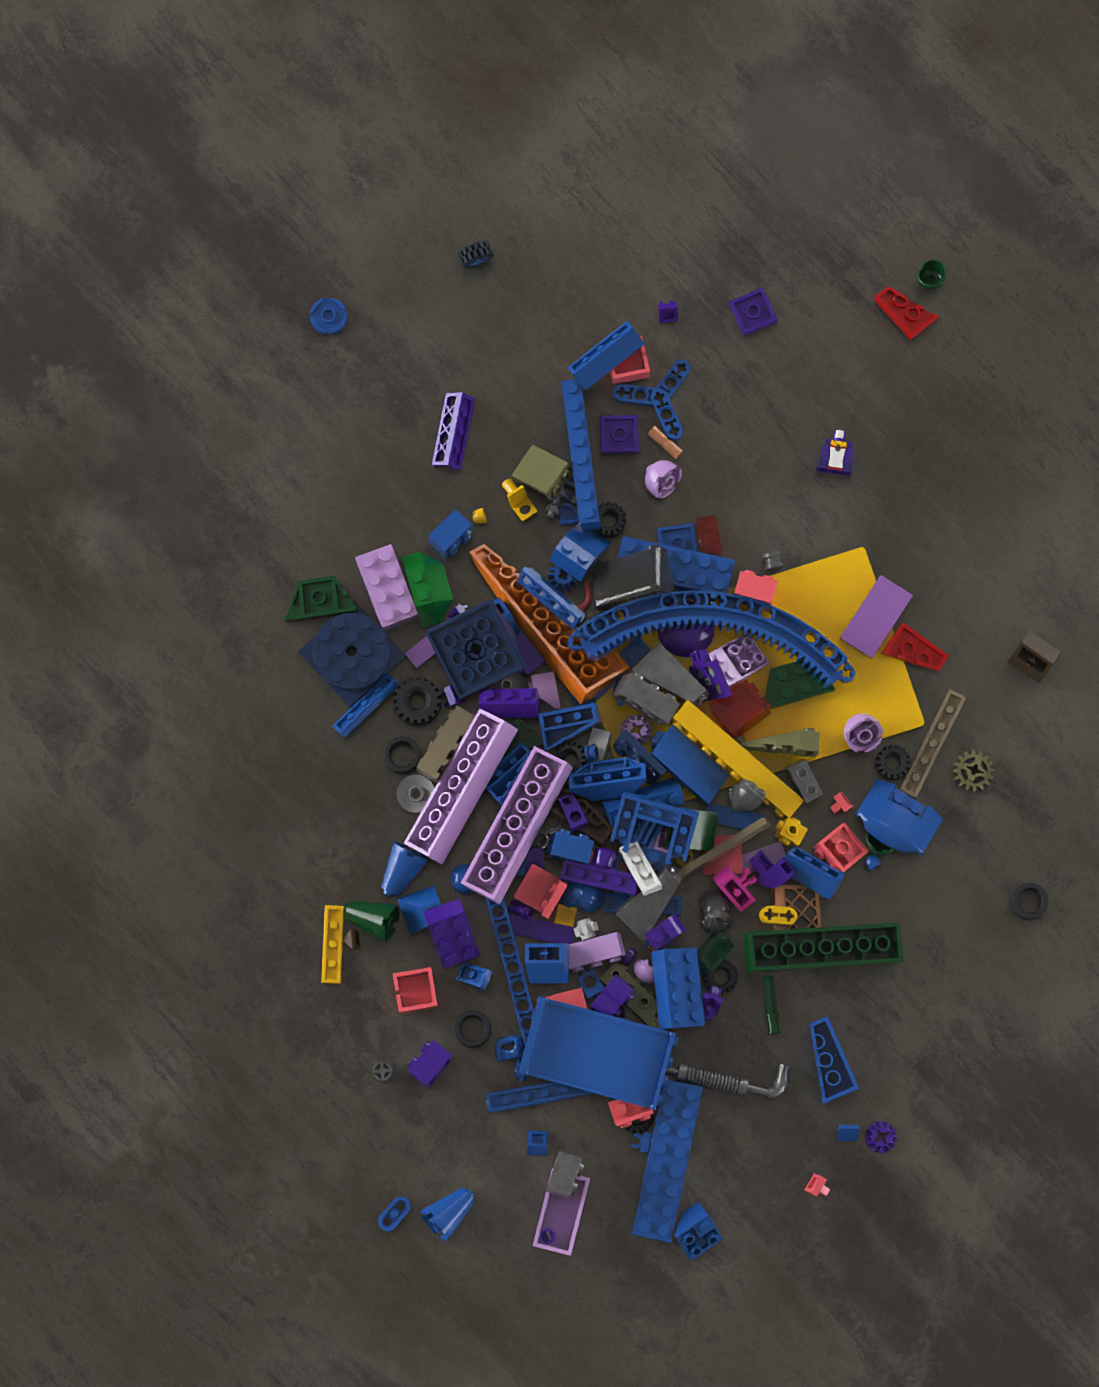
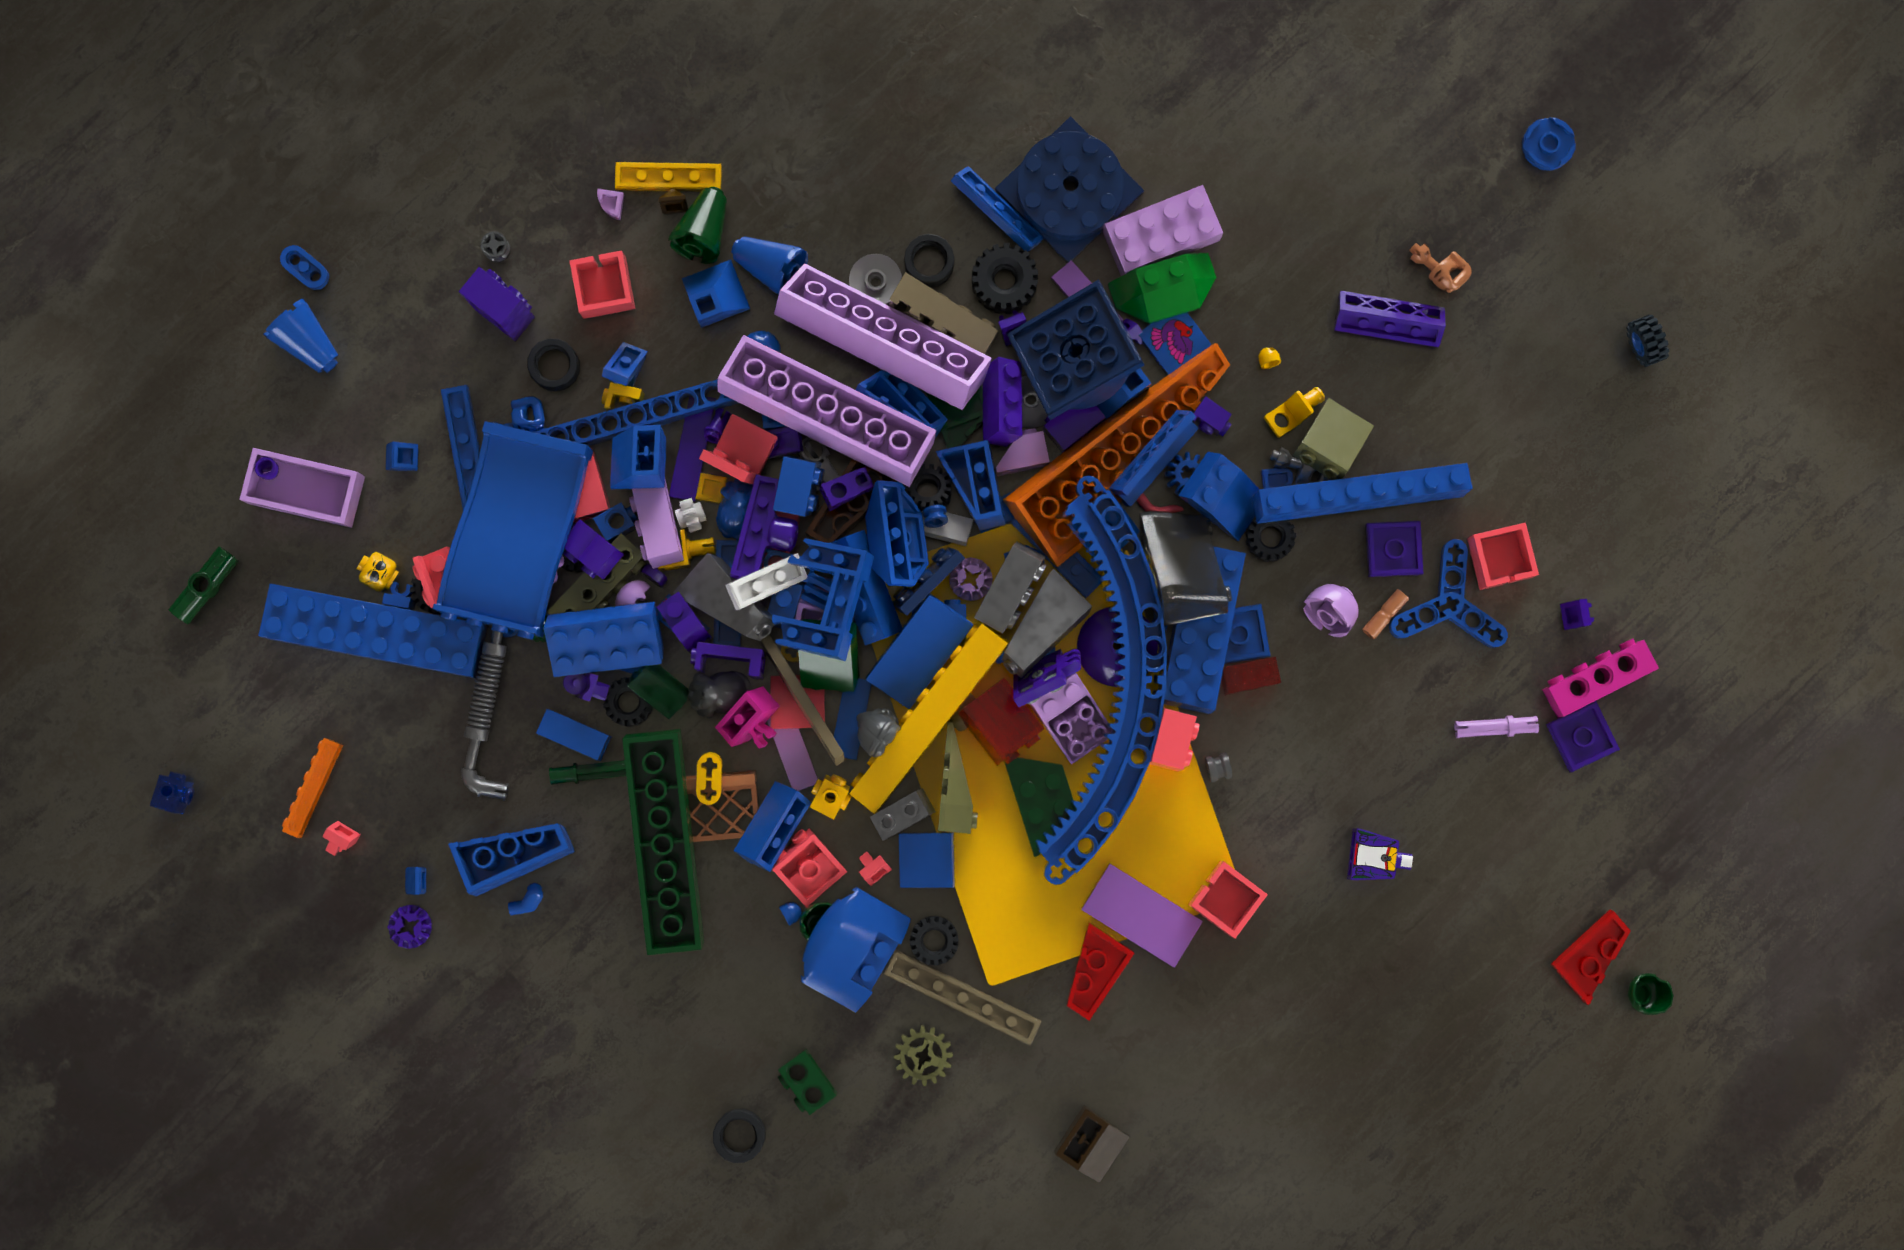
camera: 90 degrees right, 5 degrees up
(318, 599) = (1144, 142): dark green wing -> none
(351, 986) = (611, 202): none -> lavender tile
(421, 394) = (1441, 271): none -> nougat piece
(451, 535) = (1239, 315): blue brick -> none
(451, 933) = (677, 328): dark purple brick -> none
(466, 582) = (1174, 341): none -> tile
(496, 976) = (625, 394): none -> yellow bracket
(523, 557) = (1212, 418): none -> dark purple brick
(564, 1174) = (335, 482): flat silver brick -> none
(606, 355) = (1507, 523): blue panel -> none
(610, 927) = (690, 549): none -> yellow bracket
(620, 1278) = (191, 598): none -> dark green piece
(623, 1158) = (377, 571): none -> yellow head
(692, 882) = (755, 657): none -> dark purple panel
(696, 1231) = (278, 672): blue slope -> none
(705, 271) = (1639, 664): none -> dark pink brick
(744, 1015) = (574, 735): none -> blue piece
(746, 369) = (1496, 727): none -> lavender pin
(771, 874) = (768, 768): dark purple brick -> none
(780, 1207) = (312, 788): none -> orange piece
(783, 1309) = (172, 793): none -> clear blue brick
(836, 766) = (926, 860): none -> blue tile
(863, 732) = (971, 895): lavender cylinder -> none
(864, 1049) = (530, 901): none -> blue arm
(866, 556) = (1228, 899): none -> coral piece
(989, 849) = (813, 1078): none -> dark green brick

